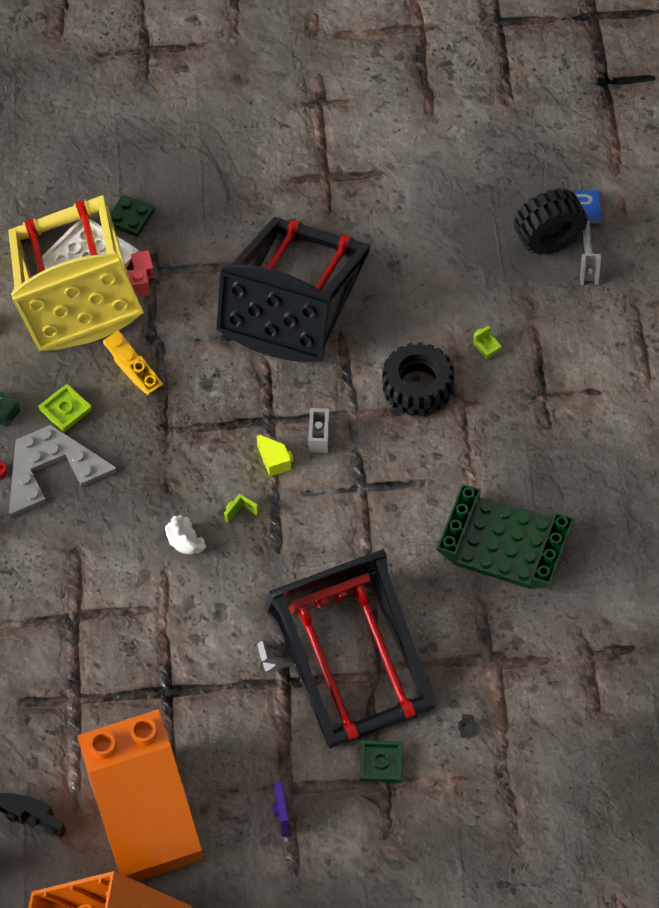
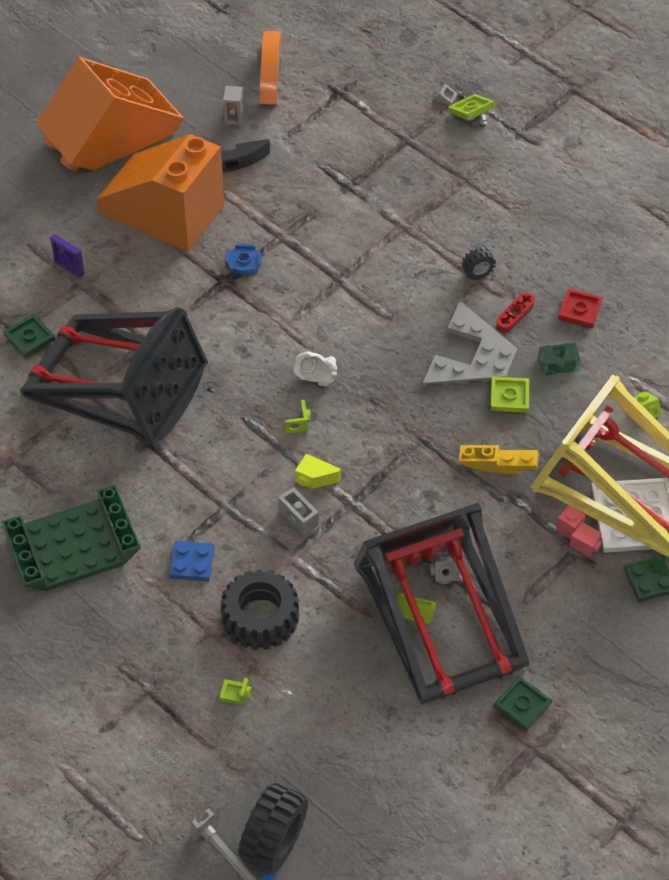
camera: 135 degrees right, 5 degrees down
(135, 705) = (252, 263): none -> blue plate
(305, 202) = (522, 703): none -> dark green plate
(428, 462) = (191, 561): none -> blue plate

